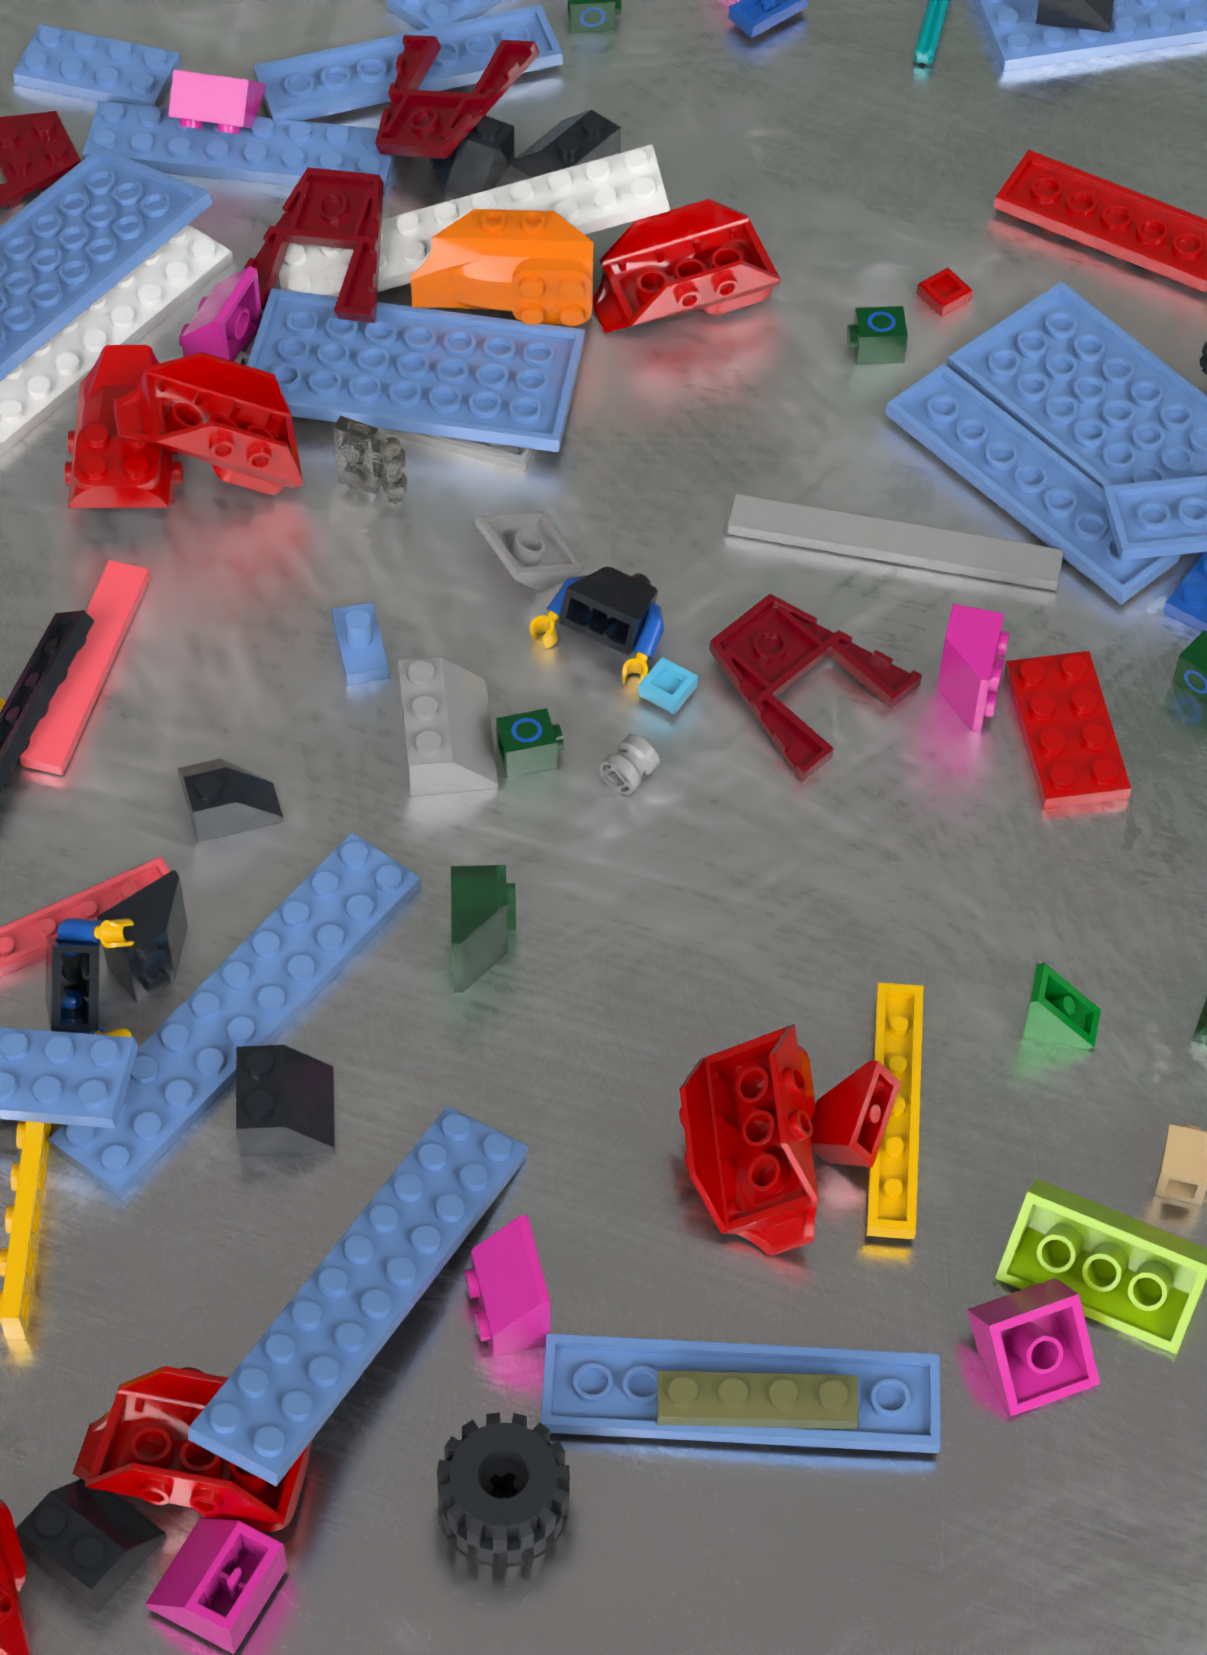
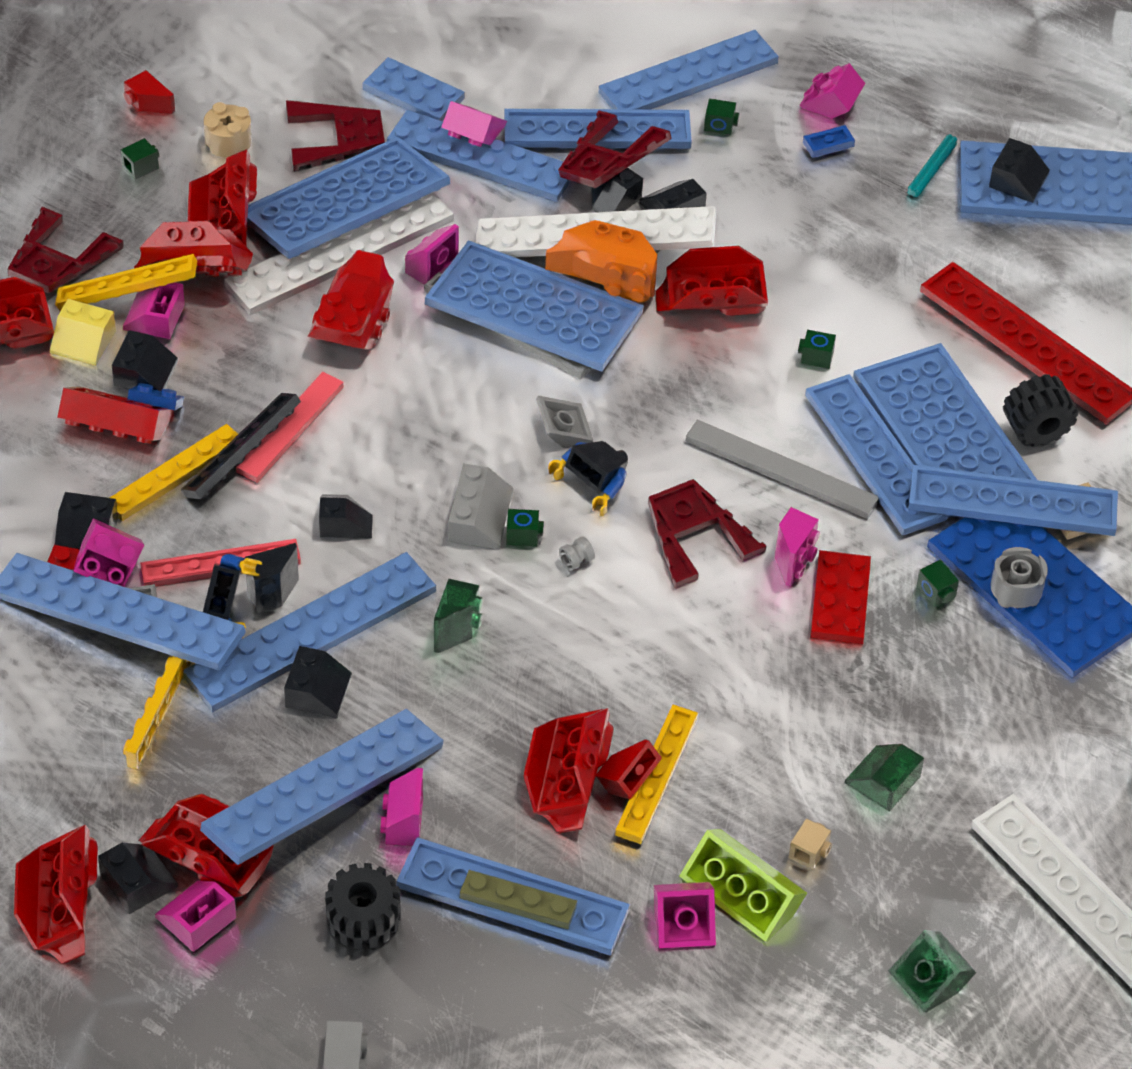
camera: 15 degrees right, 5 degrees down
(218, 416) = (408, 304): red slope -> none
(333, 212) = (514, 203): dark red wing -> none
(360, 643) = (449, 451): medium blue tile -> none
(367, 461) = (487, 350): clear smoke plate -> none
(668, 685) = (616, 516): medium azure plate -> none
(944, 291) = (869, 333): red tile -> none
(1060, 1012) = (770, 745): green slope -> none

